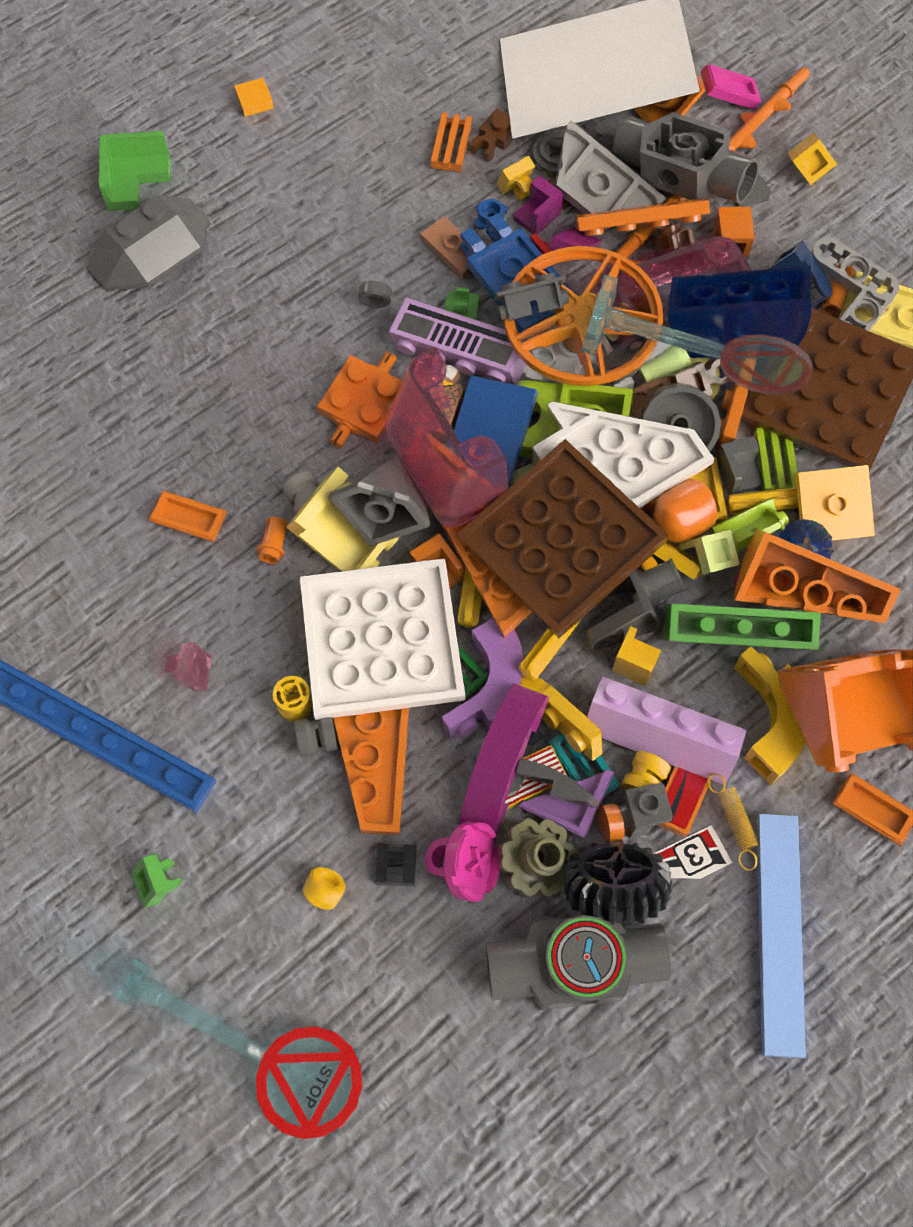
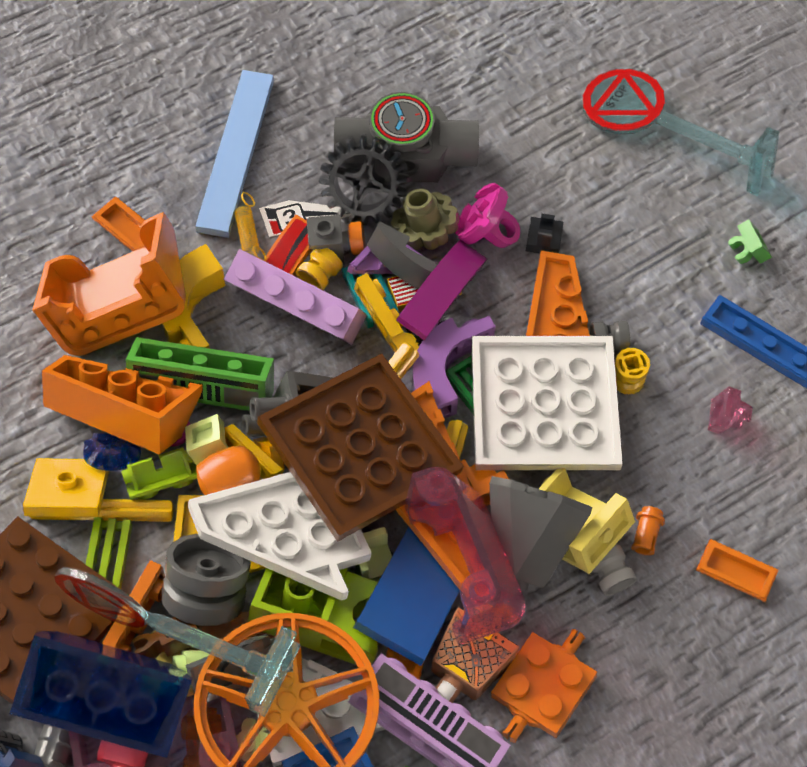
camera: 175 degrees left, 5 degrees down
(324, 888) = (606, 221): yellow tile -> none
(544, 291) = (362, 715): dark grey hinge -> none
(635, 659) = (306, 359): yellow panel -> none
(738, 466) = (148, 545): dark grey panel -> none

